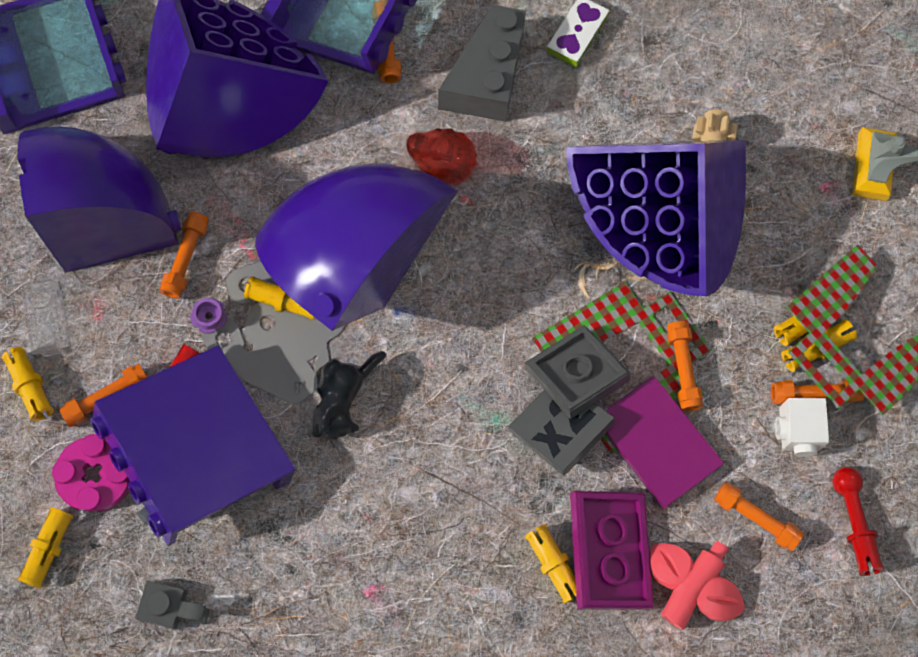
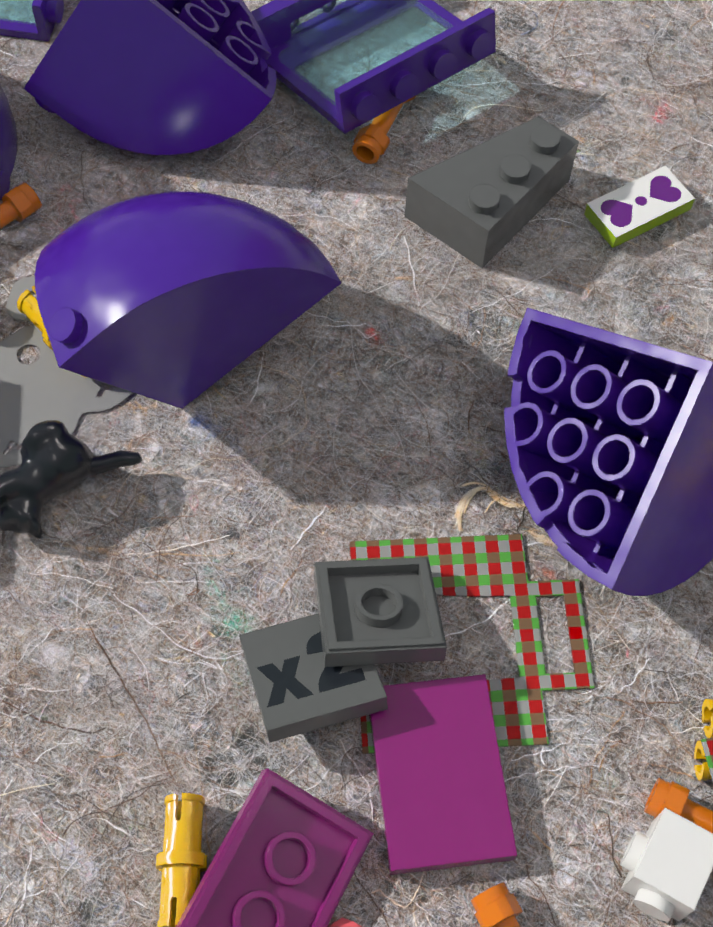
camera: 30 degrees right, 10 degrees down
(443, 154) = (371, 264): clear red hair -> none
(689, 396) = (522, 729): orange bar -> none

